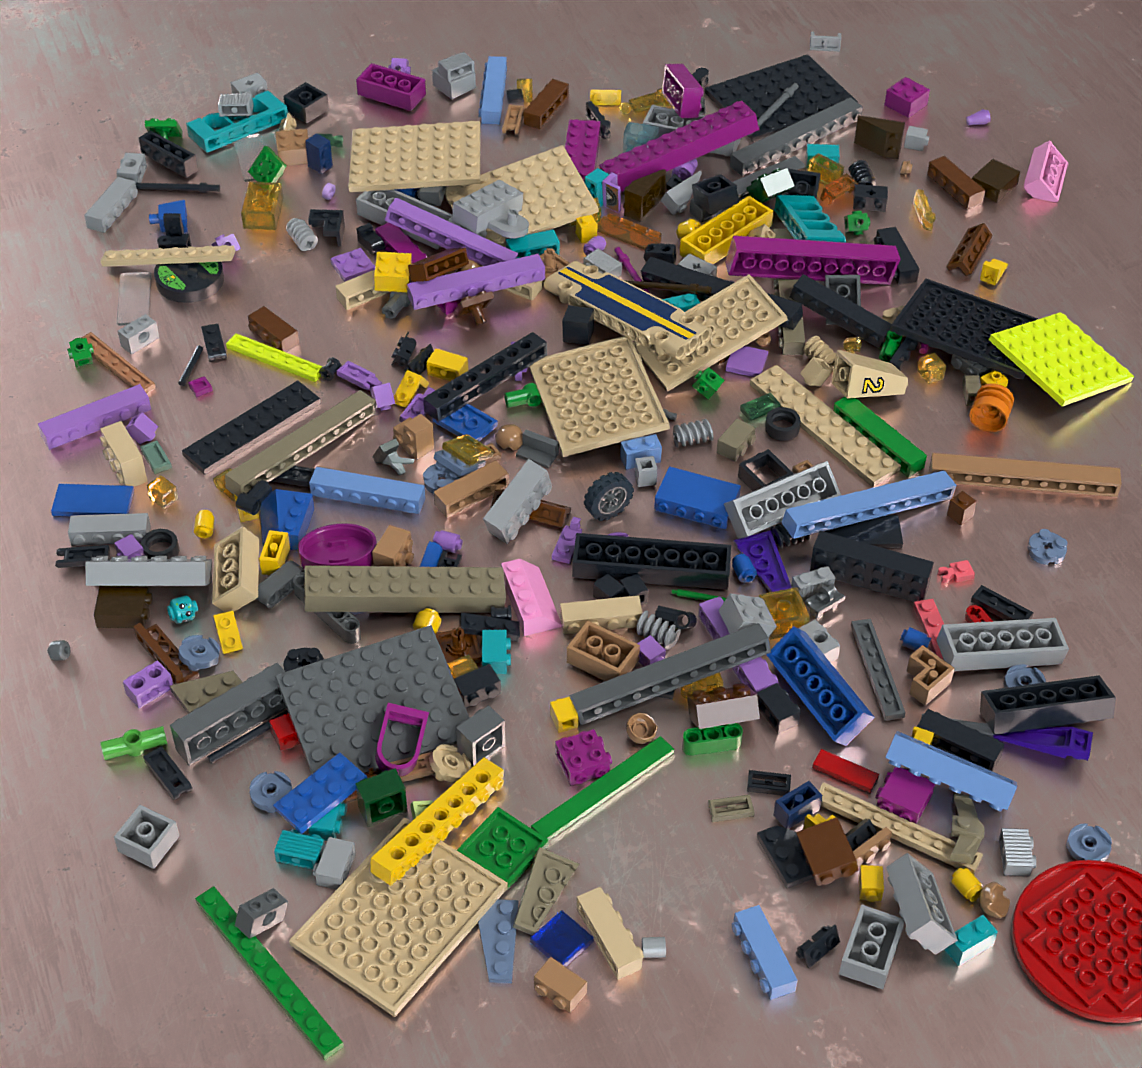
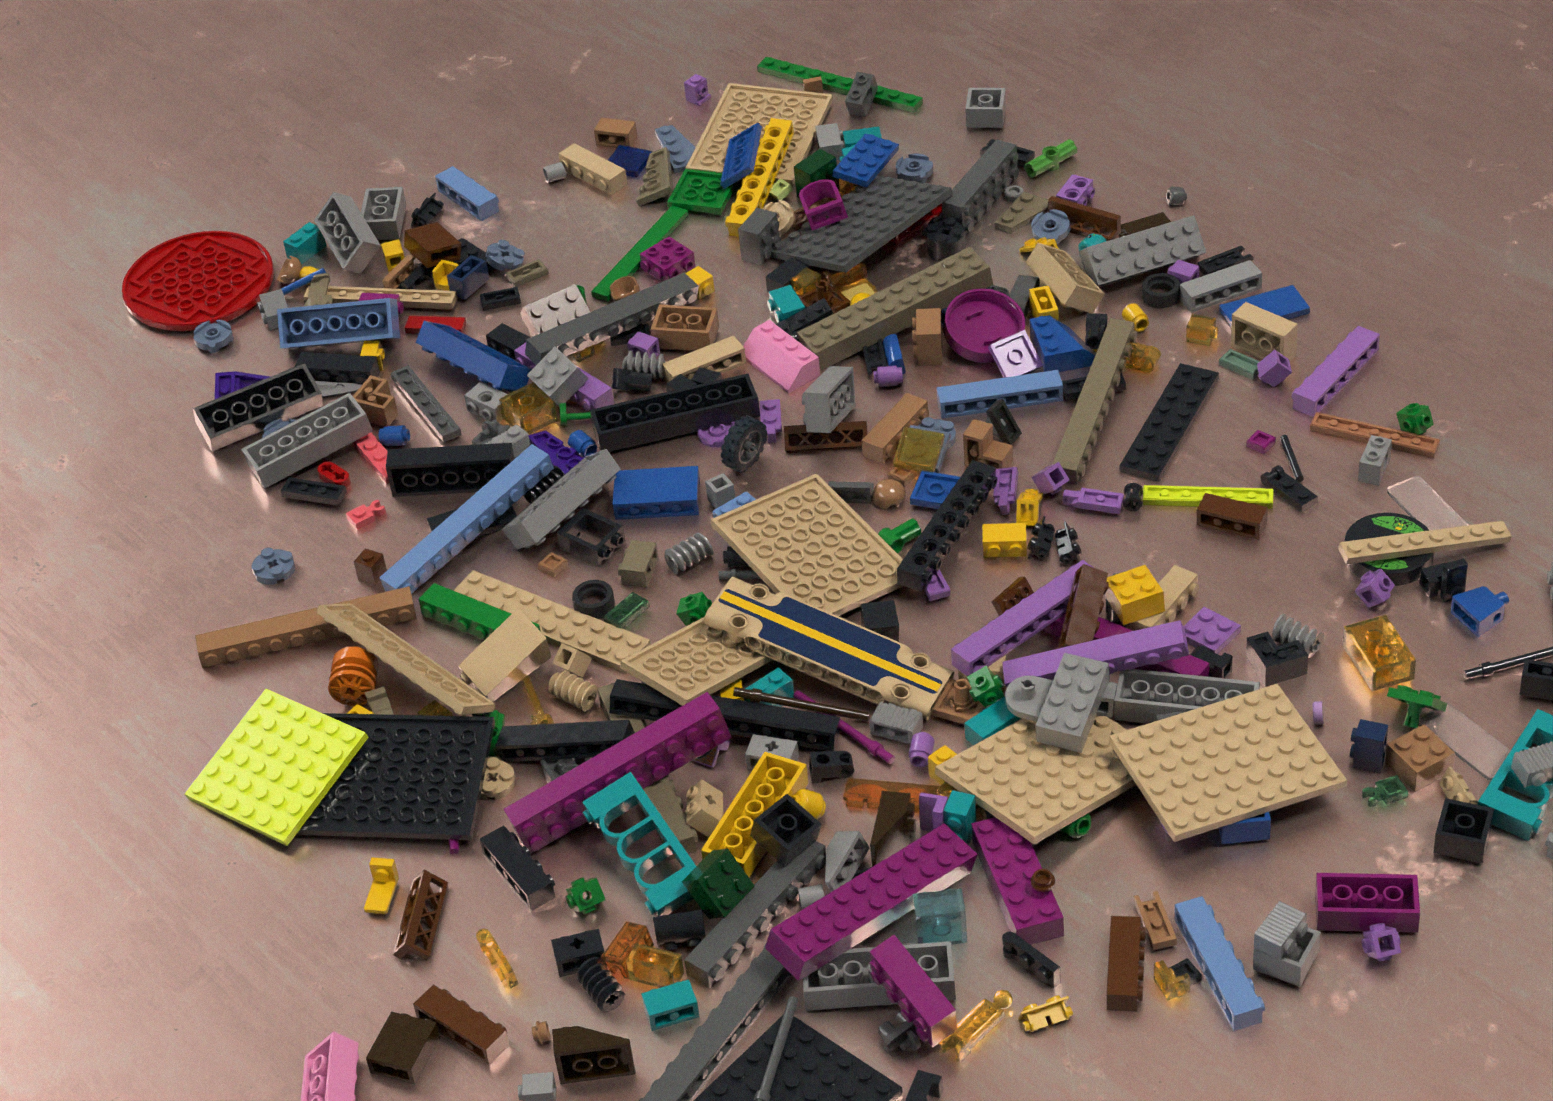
camera: 165 degrees right, 5 degrees down
(302, 967) = (813, 85): none -> medium nougat tile
(337, 514) = (1015, 355): none -> plate
(433, 1016) = (696, 90): none -> medium lavender brick
(444, 851) = (741, 155): none -> blue tile
(533, 246) = (985, 686): none -> green brick
(571, 128) = (1042, 880): none -> reddish brown plate
(744, 820) = (503, 255): none -> sand blue plate
(951, 392) = (406, 659): none -> tan plate
(984, 871) = (301, 282): none -> blue bar

